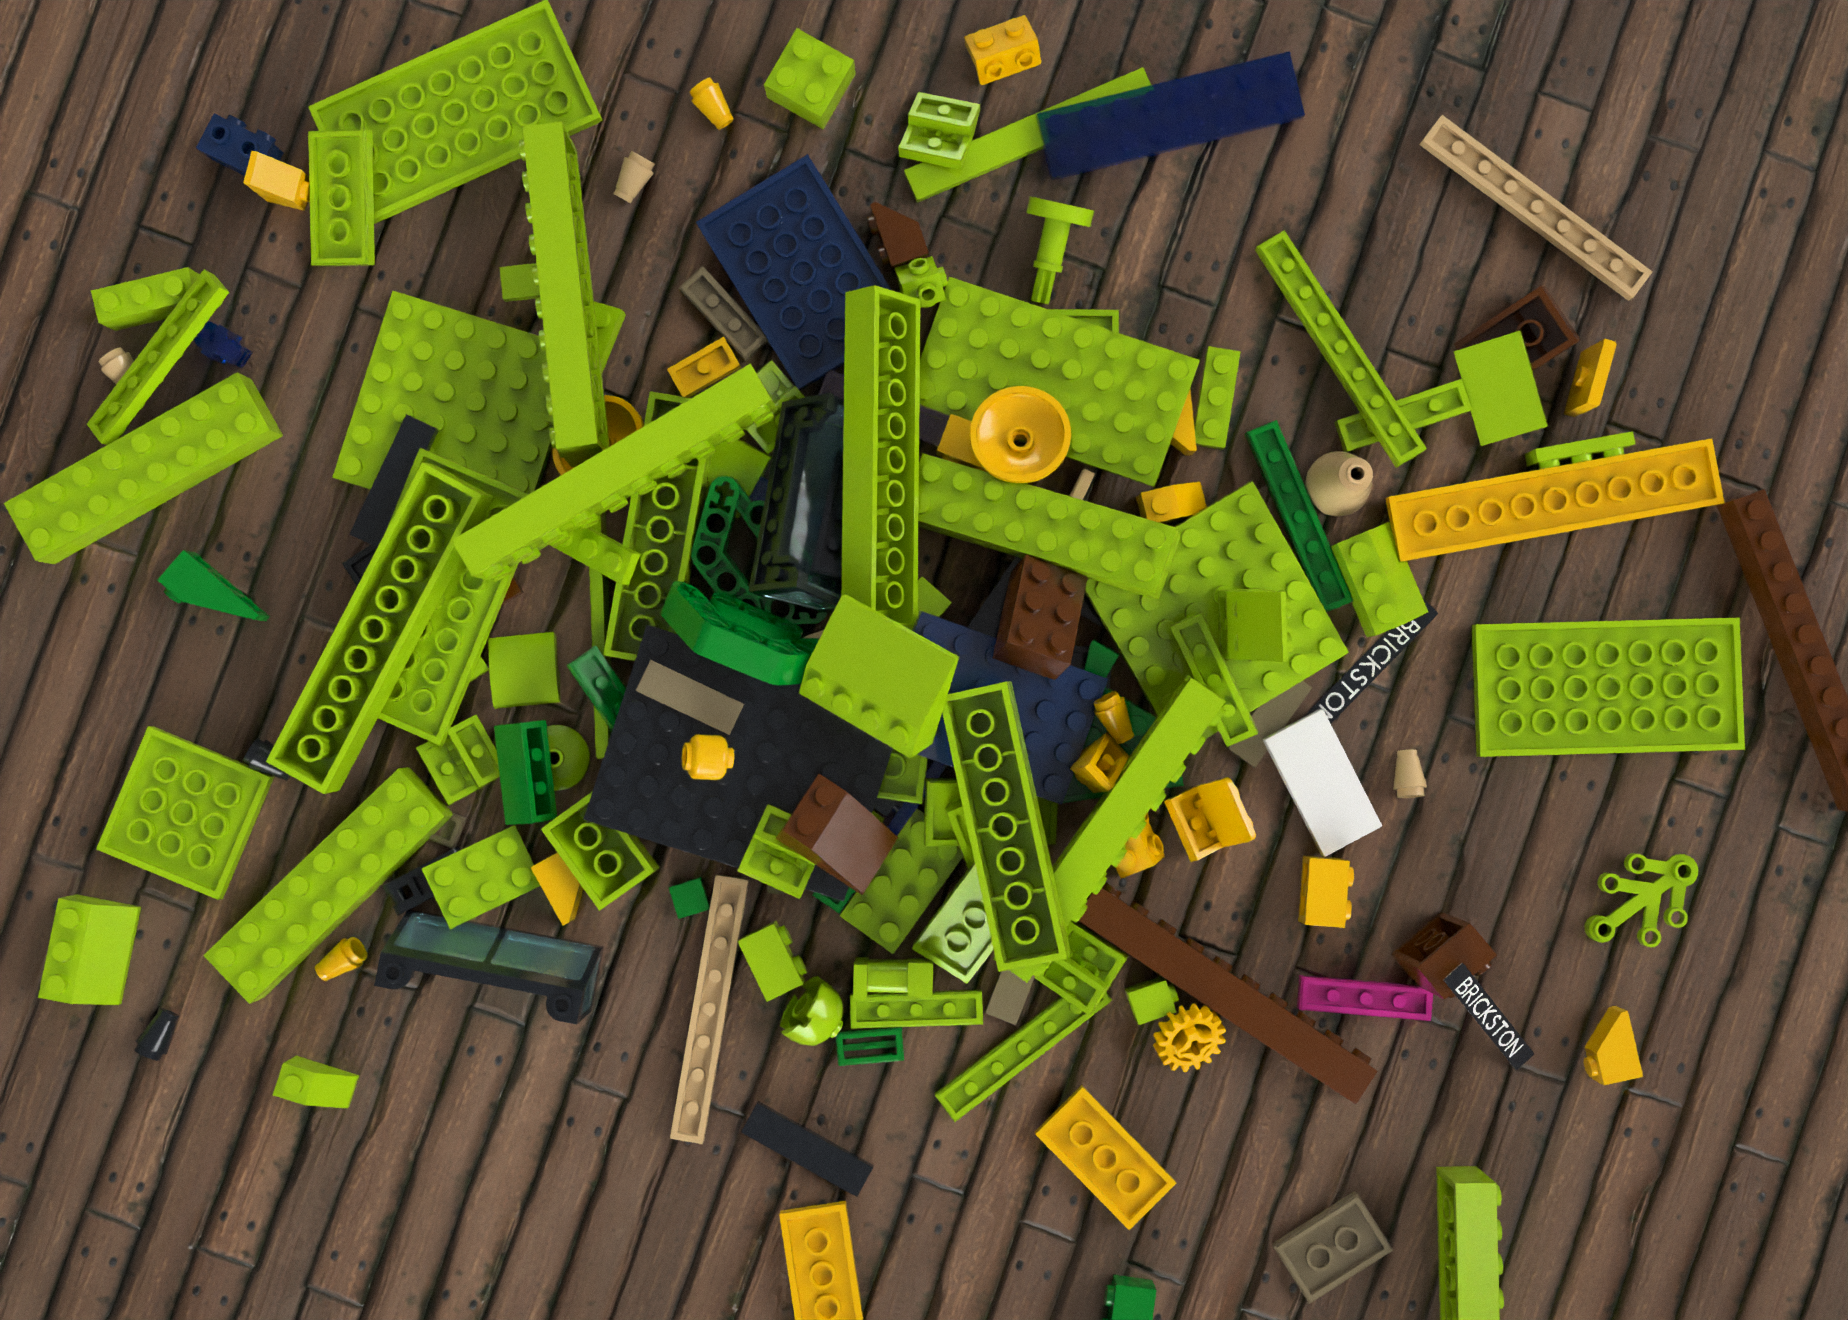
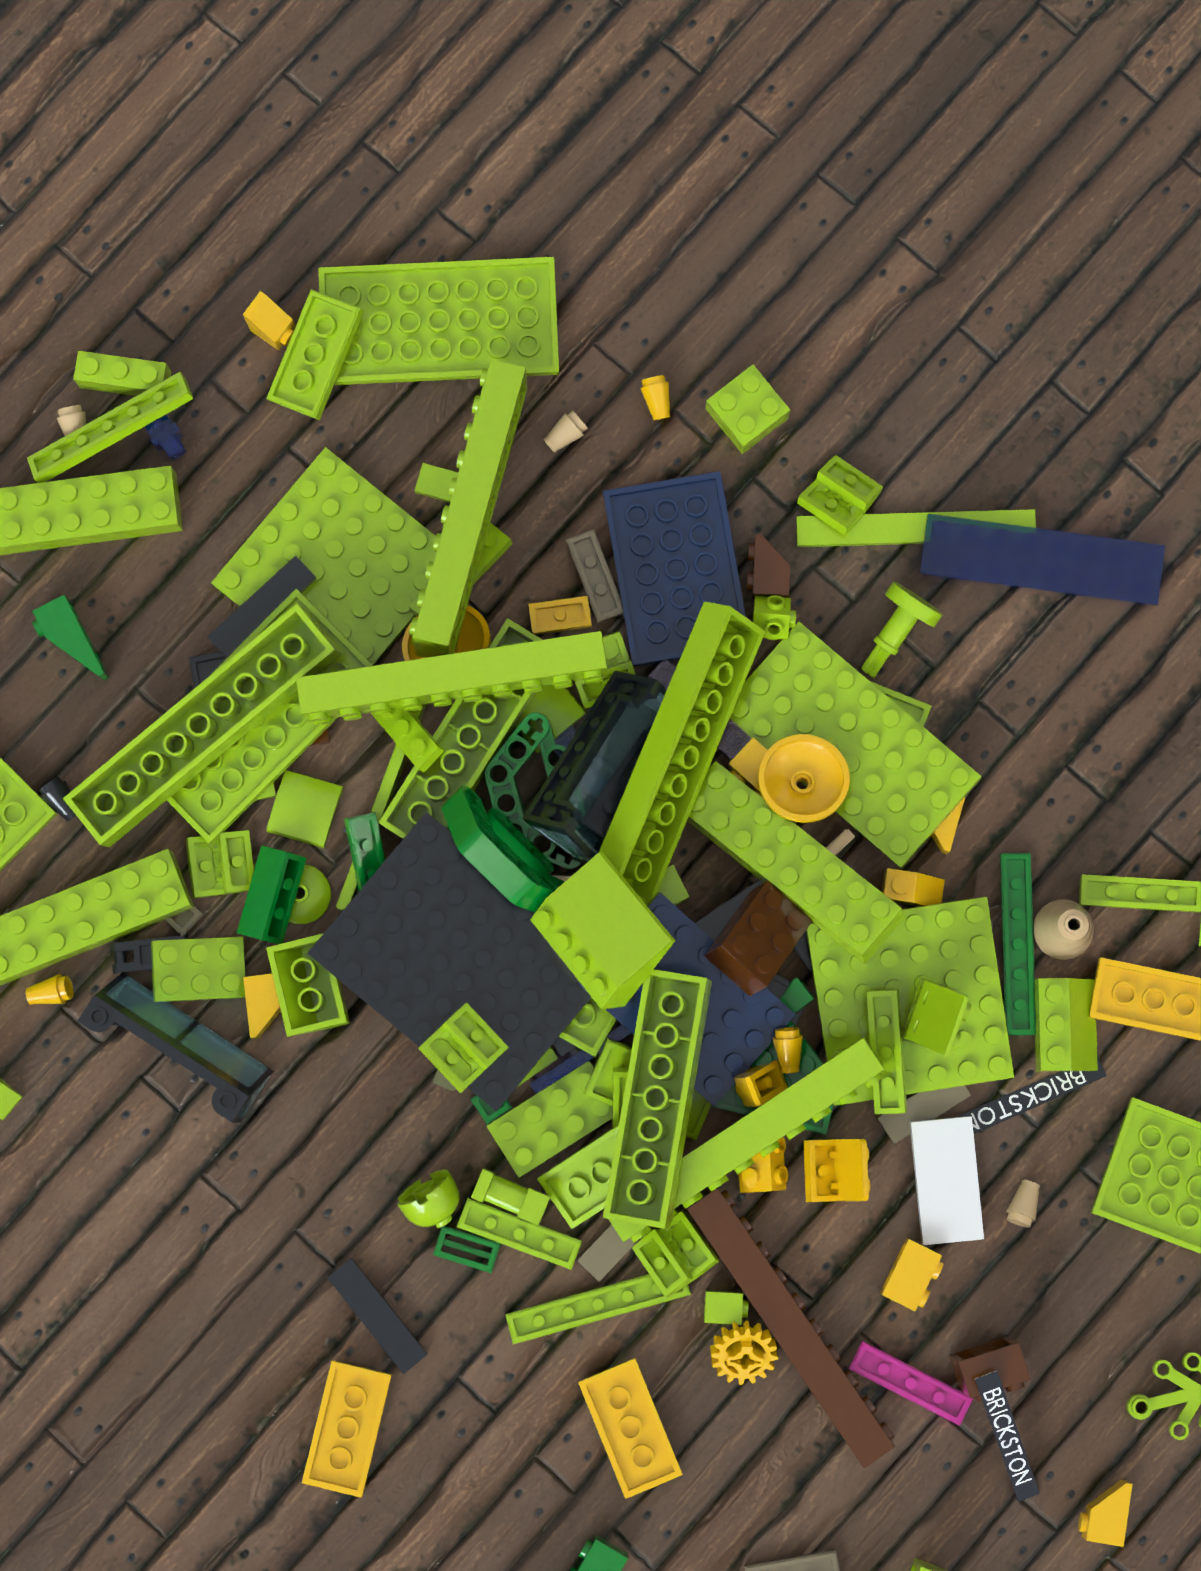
camera: 30 degrees right, 5 degrees down
(231, 143) = (244, 277): dark blue brick -> none
(689, 897) = (365, 1059): green tile -> none
(690, 697) = (438, 886): dark tan tile -> none
(707, 757) = (432, 942): yellow head -> none
(709, 1009) = (343, 1160): tan plate -> none
(772, 960) = (415, 1139): lime brick -> none
(838, 834) = (515, 1051): reddish brown slope -> none
(1003, 49) = (921, 448): yellow bracket -> none
(1216, 397) = (986, 813): lime plate -> none
(1340, 349) = (1109, 815): lime tile -> none

